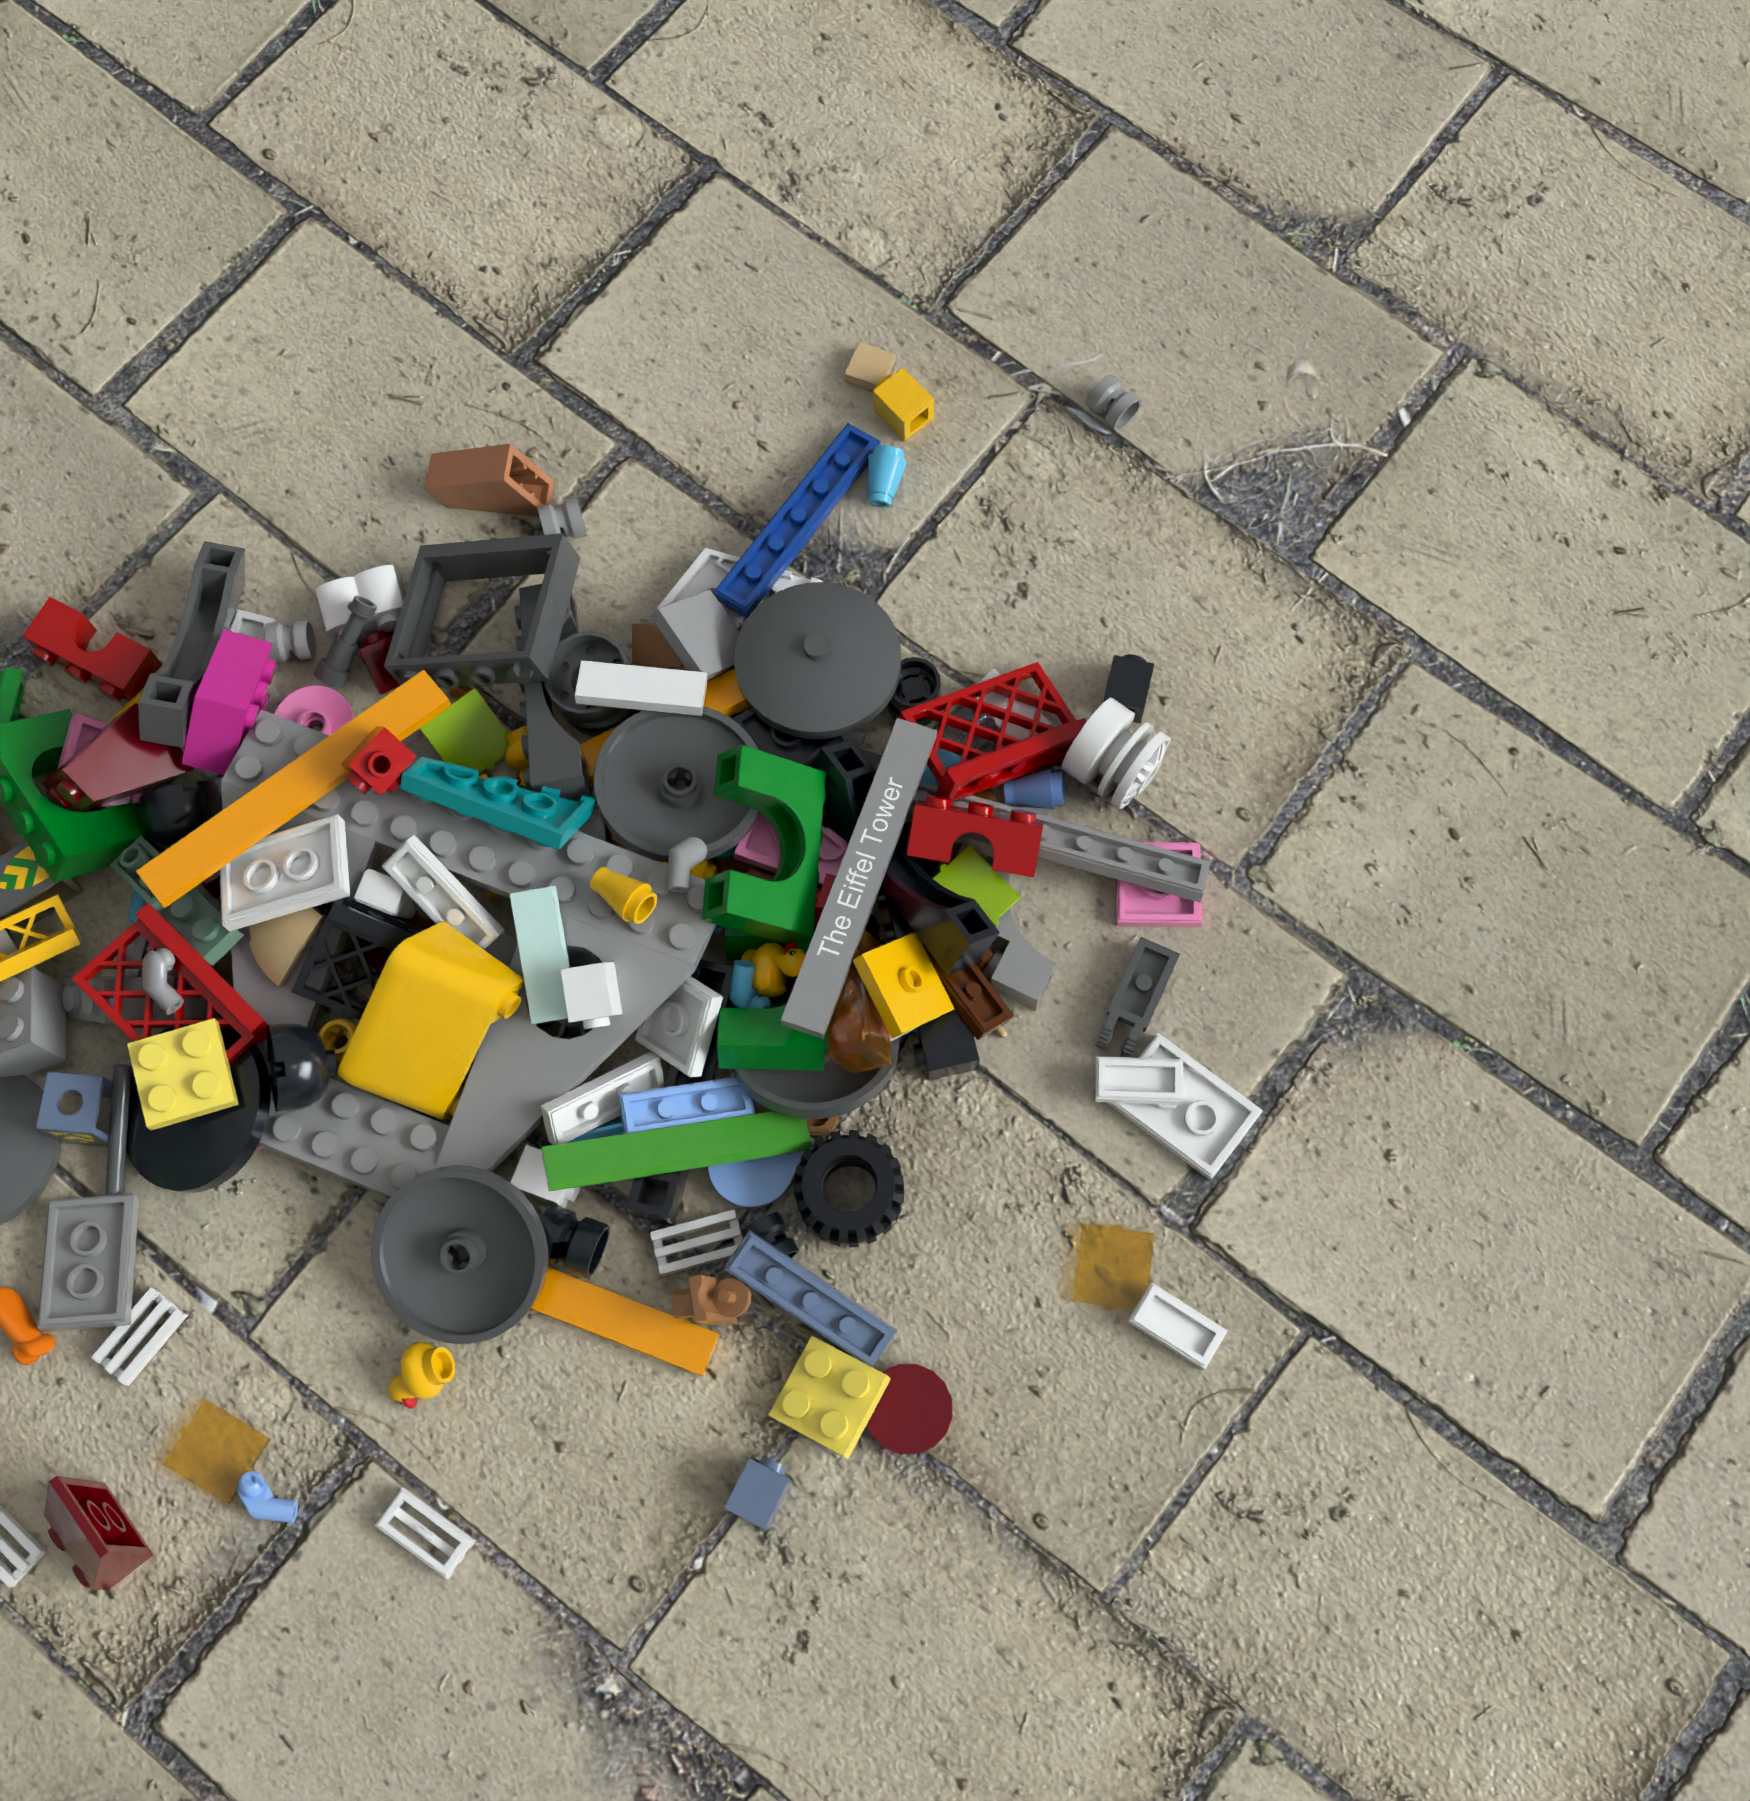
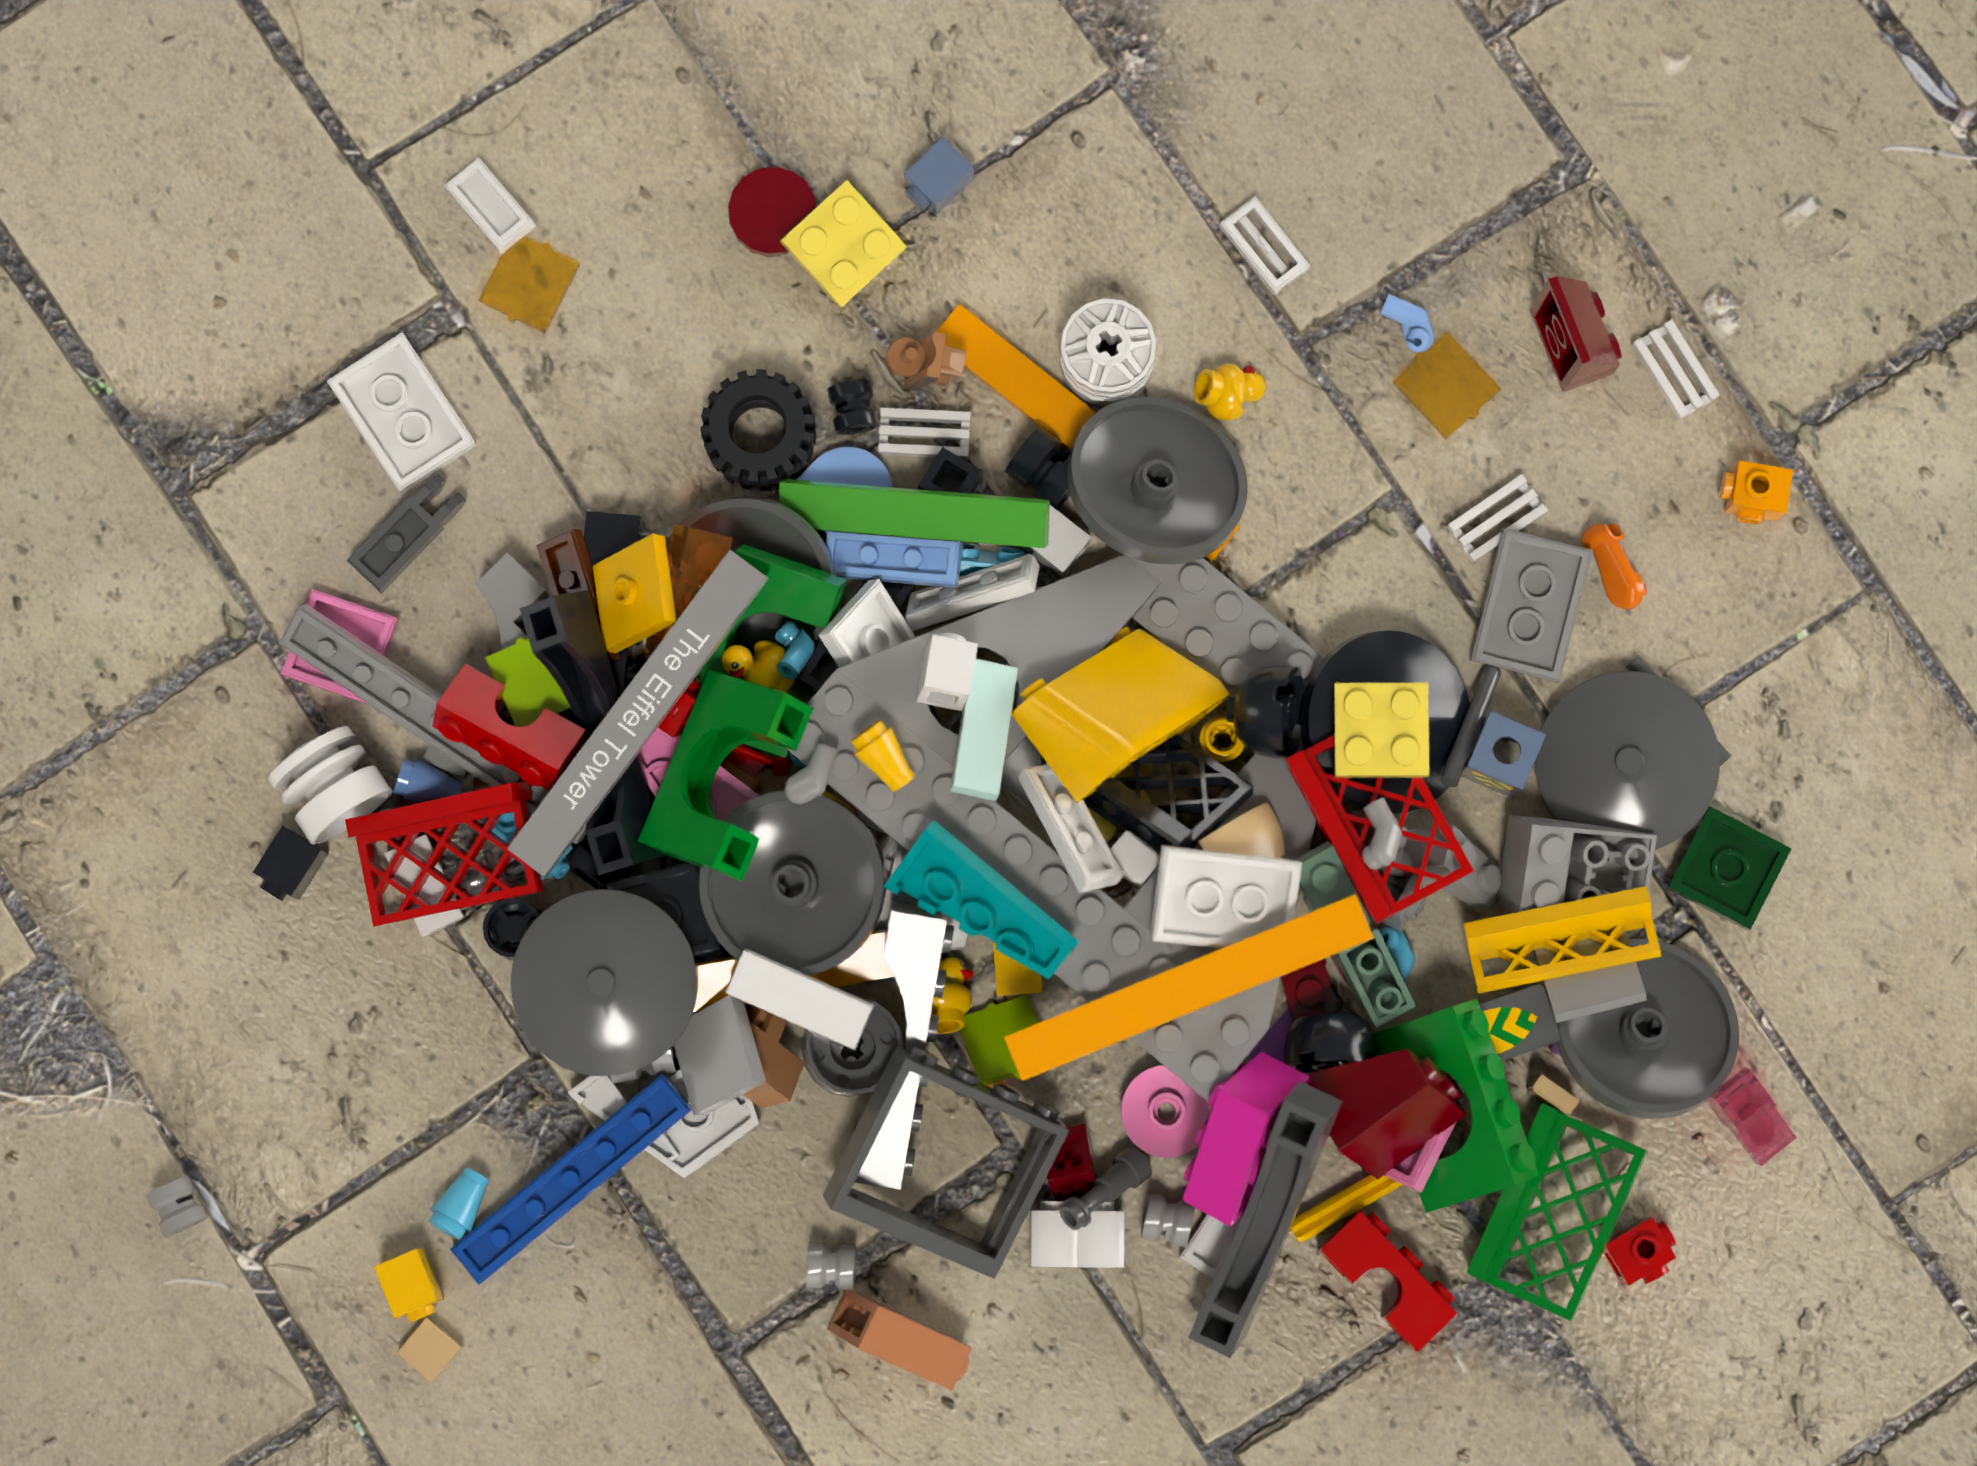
camera: 165 degrees left, 10 degrees up
(378, 762) = (1095, 977): red brick -> none
(568, 1364) = (1096, 375): none -> white wheel
(810, 1298) = (831, 335): sand blue tile -> none
(1139, 1080) = (436, 445): white tile -> none

